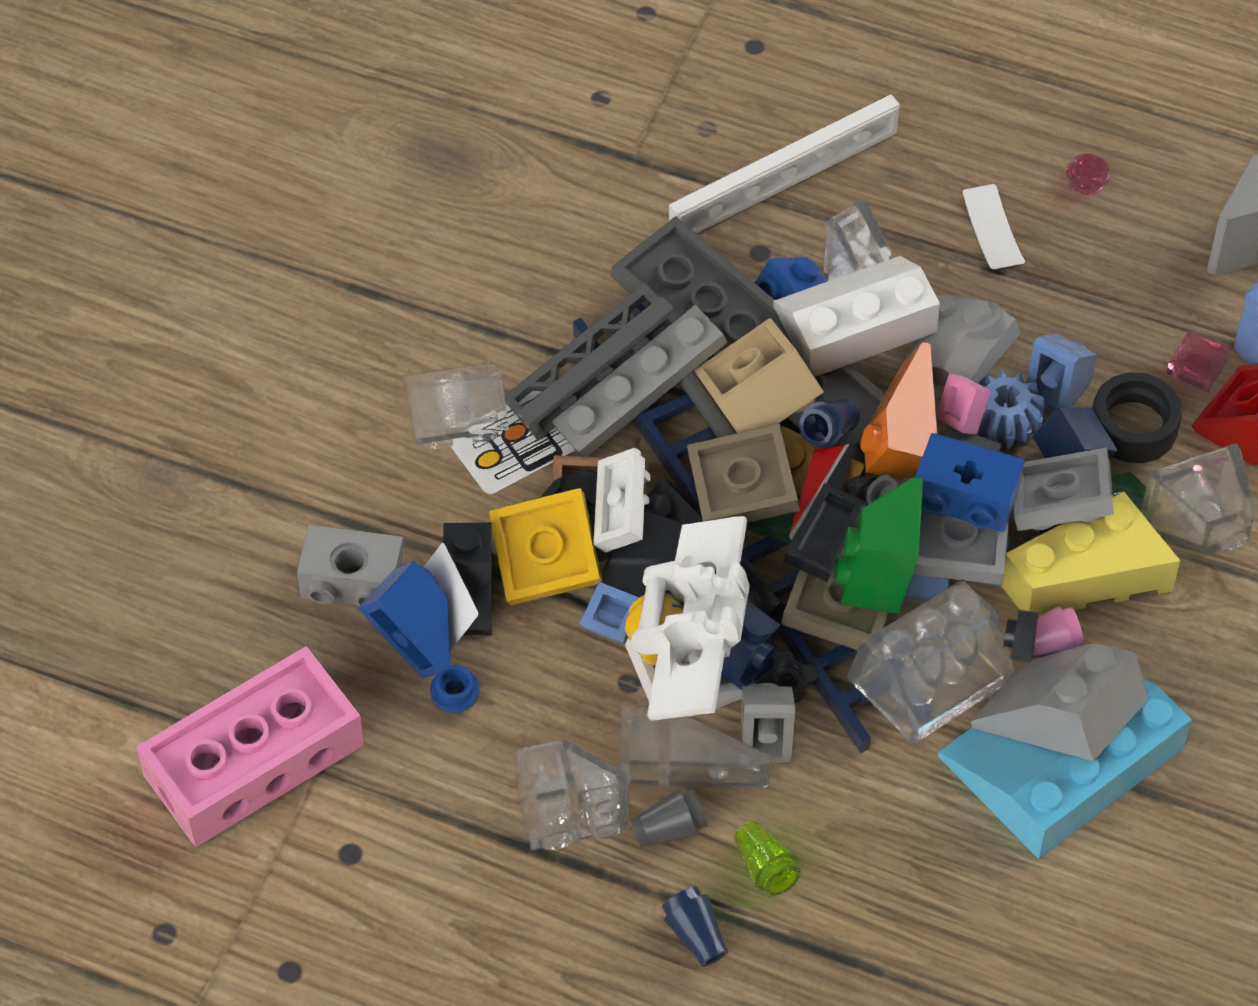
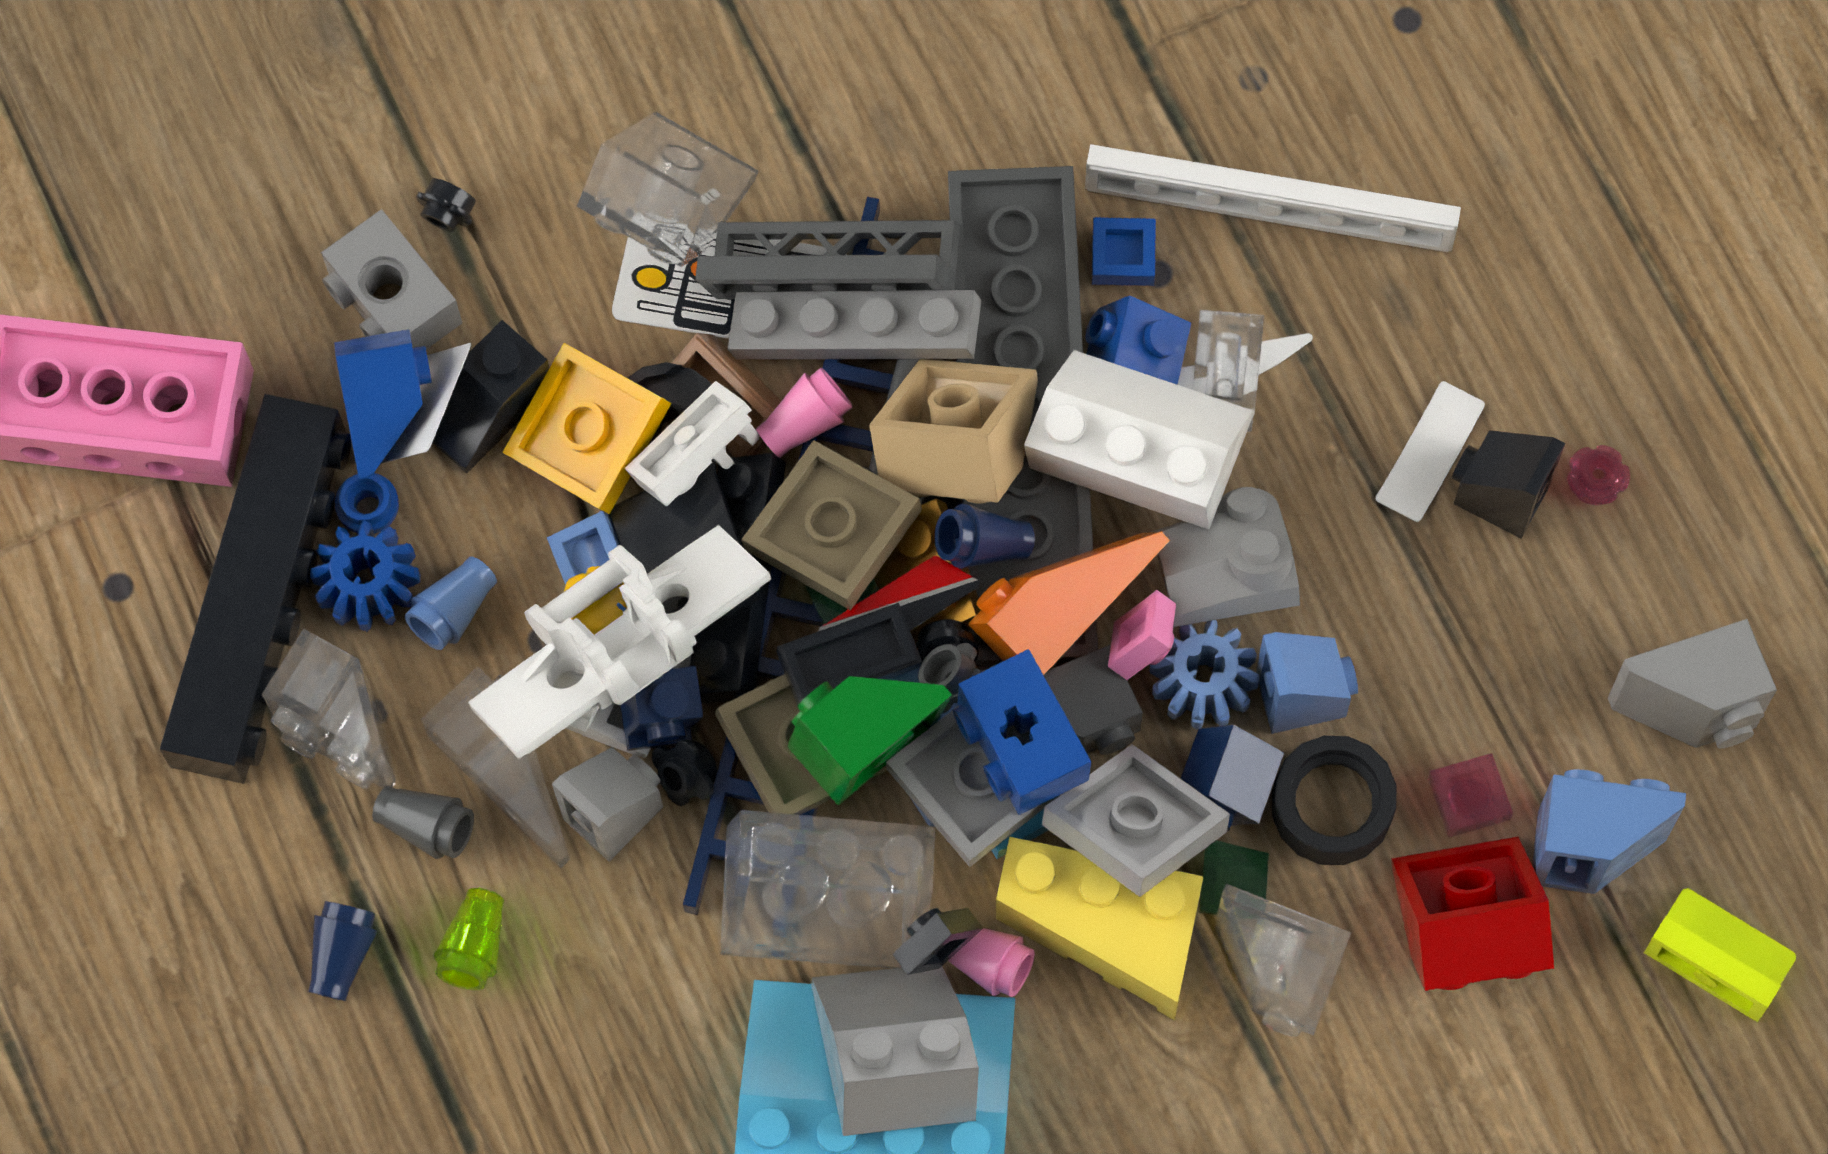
camera: 45 degrees right, 15 degrees up
(335, 505) = (446, 205): none -> black plate
(442, 781) = (255, 588): none -> black brick
(480, 717) = (344, 589): none -> blue gear
(562, 701) = (447, 606): none -> medium blue cone
(662, 439) = (805, 412): none -> bright pink cone
(739, 246) = (1123, 251): none -> blue plate
(1055, 197) = (1507, 478): none -> black slope

